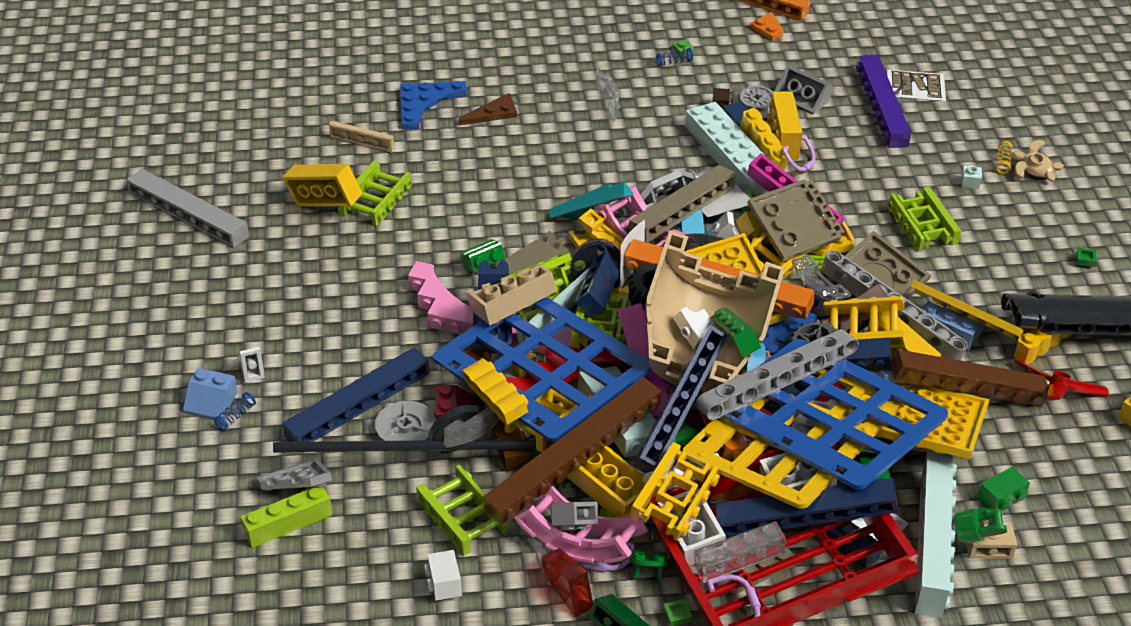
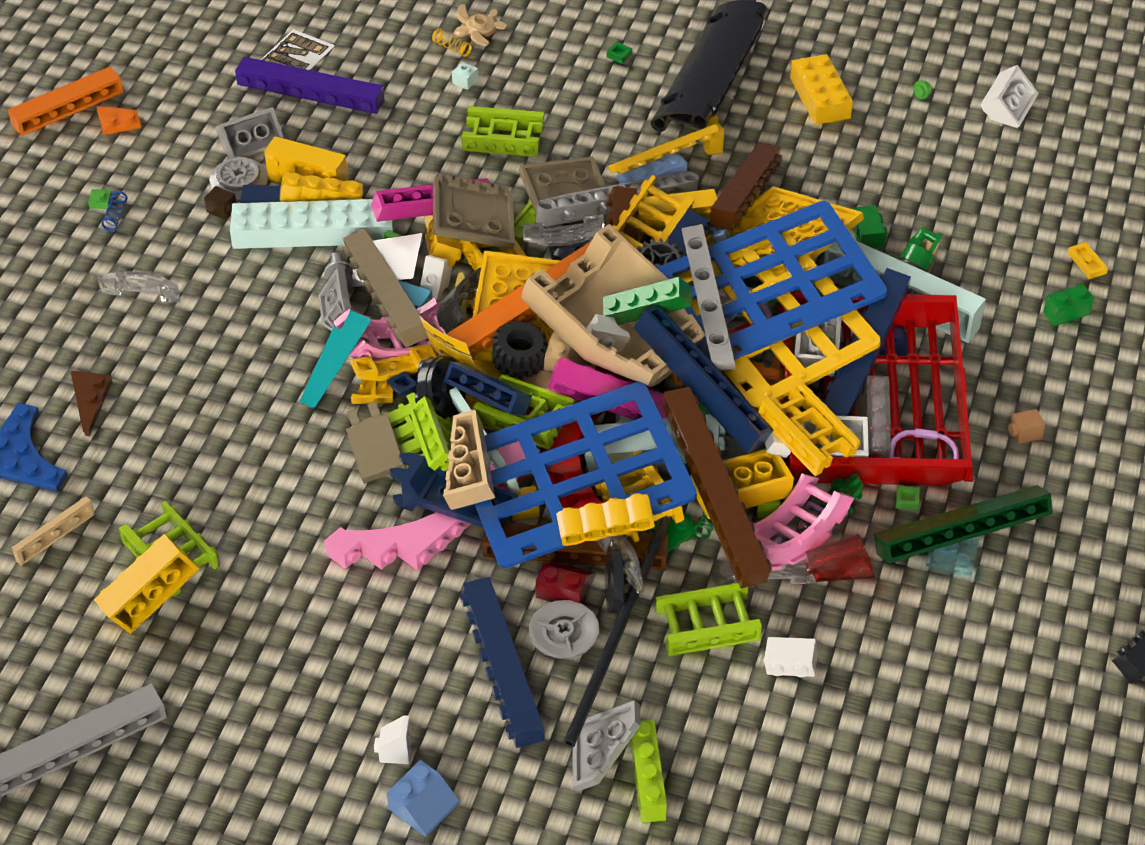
camera: 65 degrees left, 5 degrees up
(223, 421) = (469, 796): blue piece -> none
(488, 250) = (346, 482): green brick -> none
(574, 514) = (781, 520): light grey brick -> none
(808, 165) = (365, 180): lavender piece -> none
(1062, 381) = (772, 135): red piece -> none

